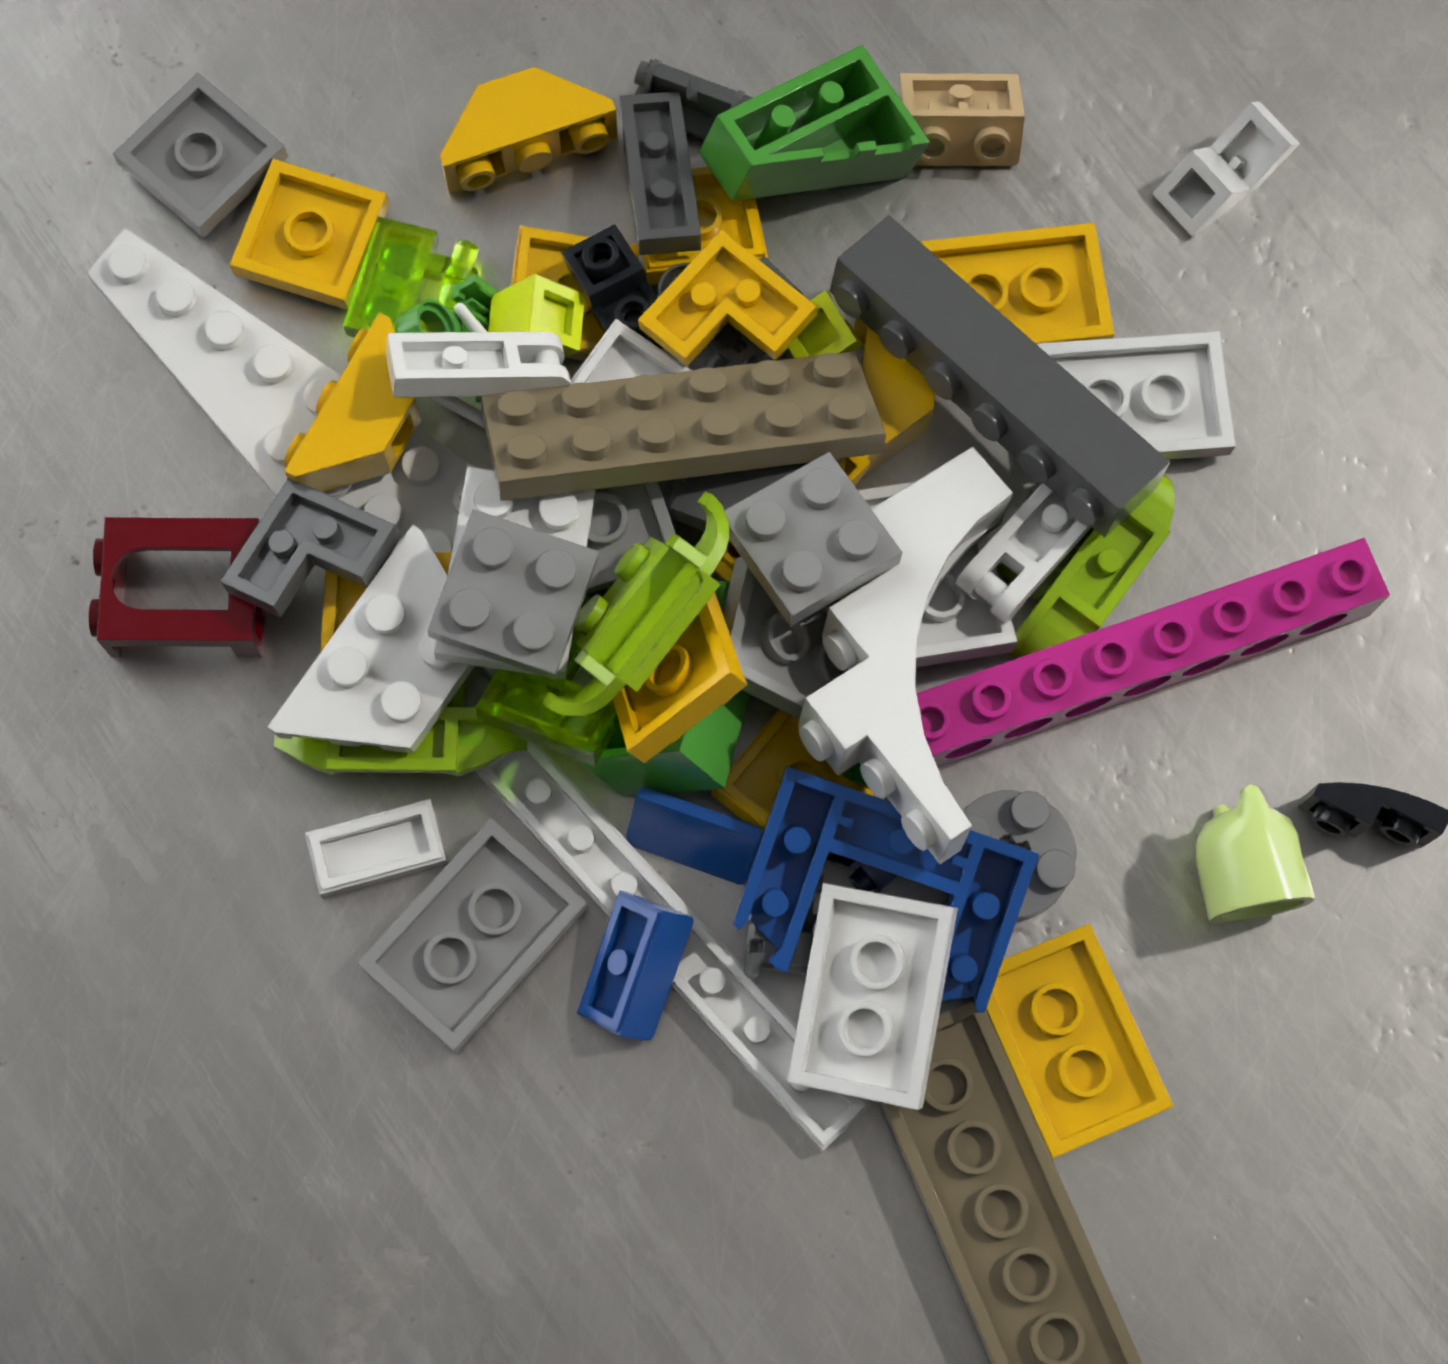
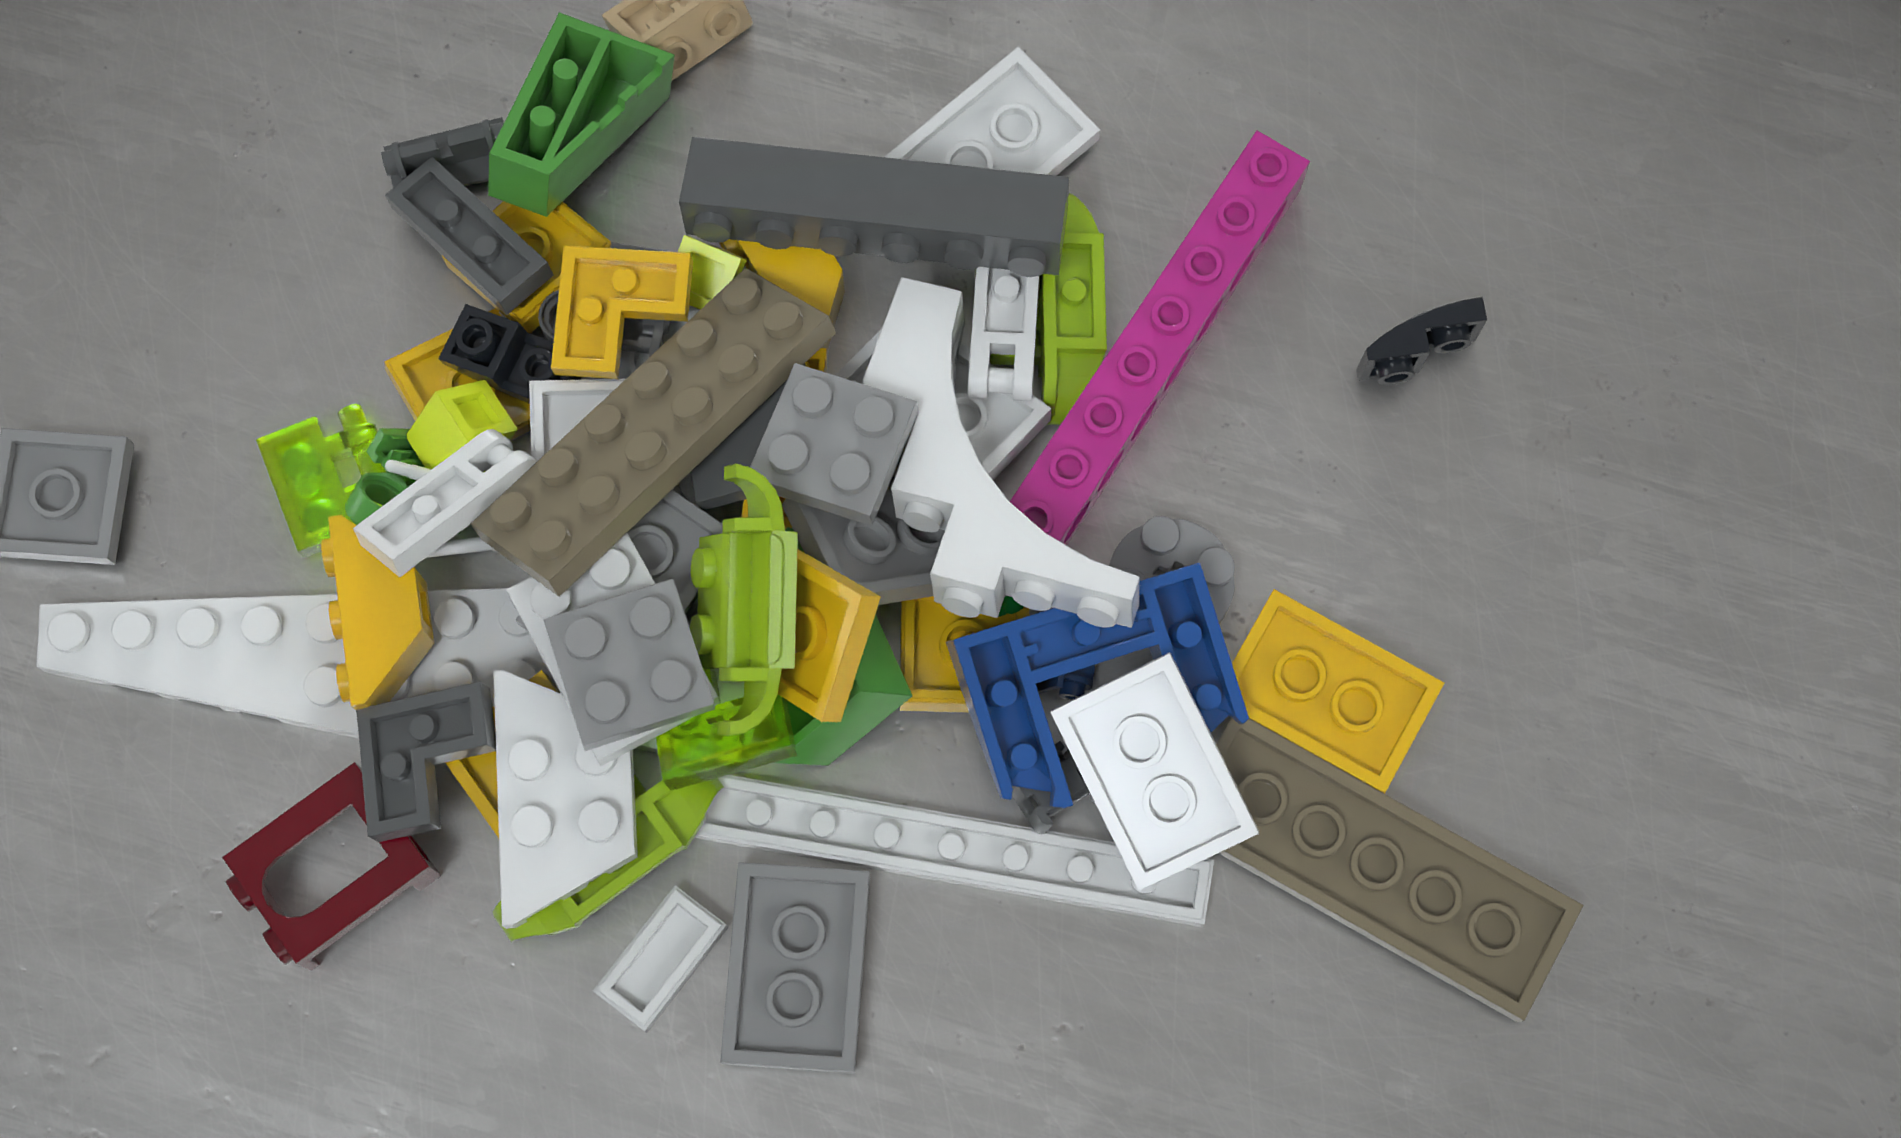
camera: 35 degrees left, 0 degrees up
(308, 233) = (206, 496): yellow plate -> none
(523, 126) = (321, 276): yellow slope -> none
(635, 966) = (946, 893): blue slope -> none
(693, 835) = (911, 754): blue slope -> none
(1037, 278) = (843, 104): yellow plate -> none
(1250, 862) = (1359, 448): yellowish green piece -> none

